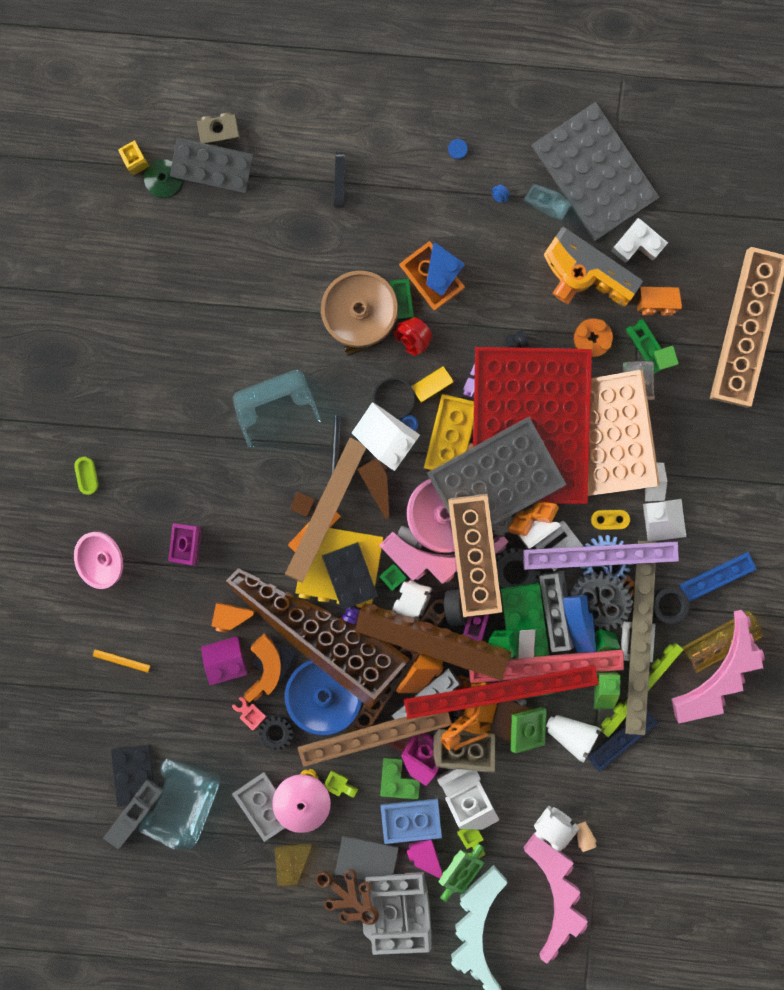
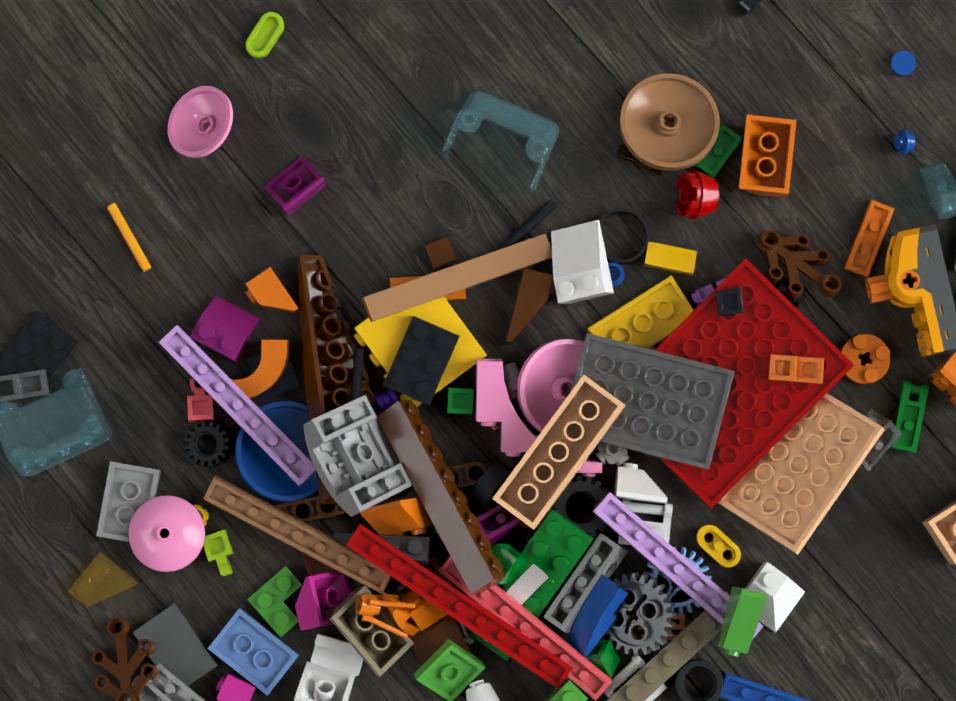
camera: 45 degrees right, 5 degrees down
(273, 698) = (238, 405): none -> lavender plate
(327, 623) = (357, 374): none -> black bar
(366, 666) = (354, 456): none -> light grey slope
(413, 600) = (458, 441): white brick -> none
(442, 269) = (783, 157): blue wing -> none
(489, 380) = (729, 302): none -> black tile
(503, 320) = (796, 261): none -> reddish brown plant
(524, 520) = (634, 466): orange tile -> none
(532, 267) = (869, 238): none -> orange tile
(562, 382) = (796, 369): none -> orange slope
(657, 493) = (788, 561): white slope -> none
(663, 551) = (741, 620): none -> bright green slope
(666, 357) = (916, 442): bright green tile -> none

